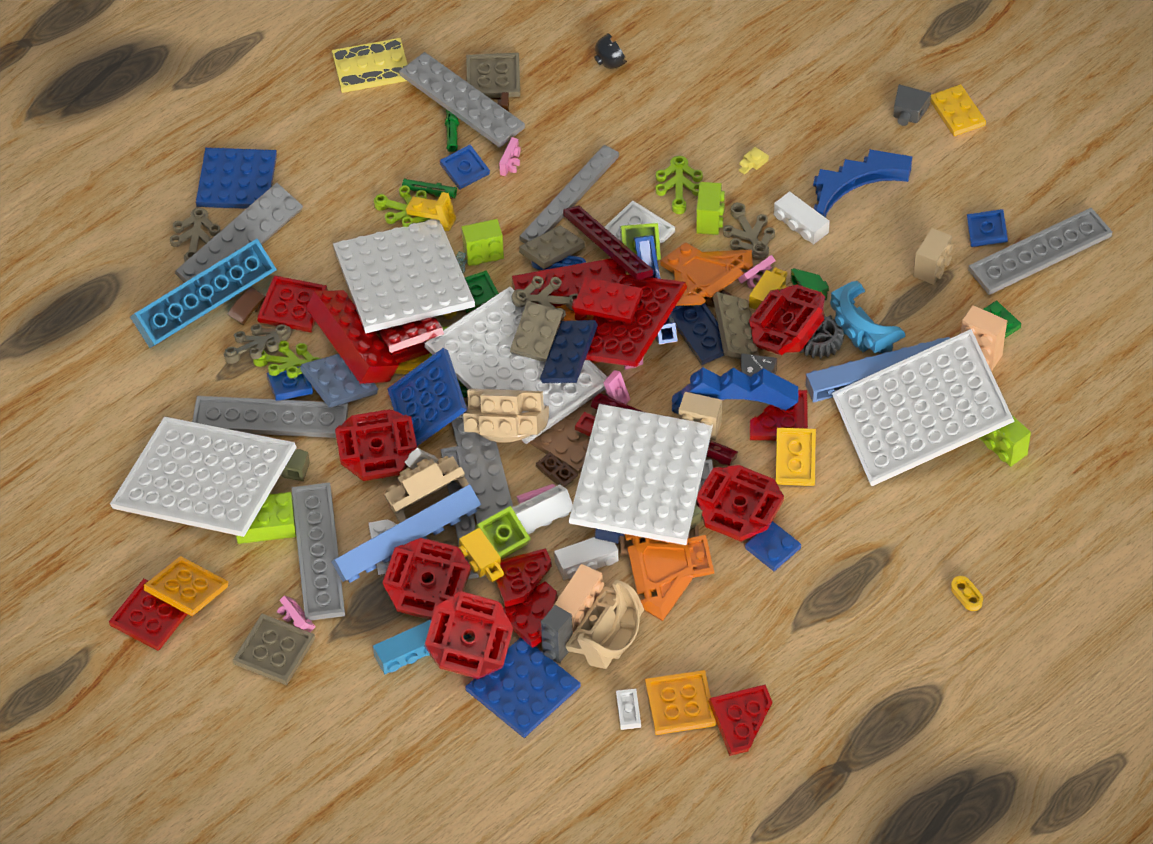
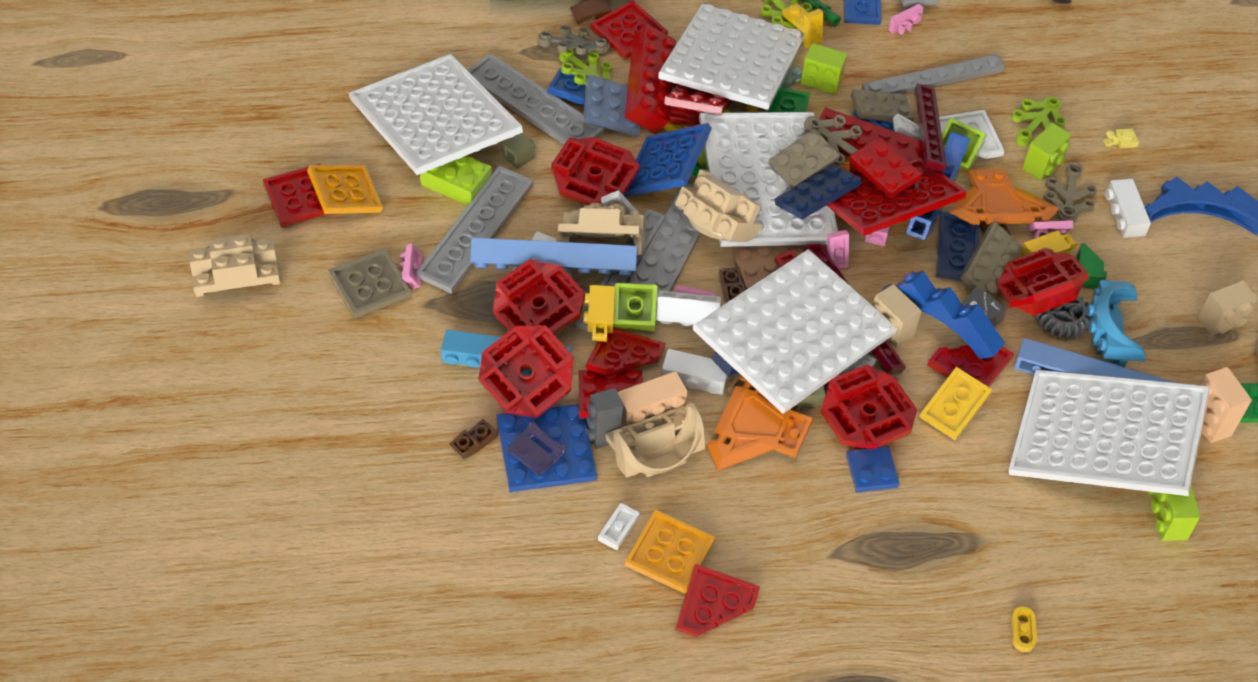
camera: 30 degrees right, 0 degrees up
(163, 700) = (233, 264): none -> tan piece
(464, 716) = (474, 440): none -> reddish brown slope
(521, 697) = (531, 453): none -> clear purple plate
(589, 253) = (906, 127): none -> white plate

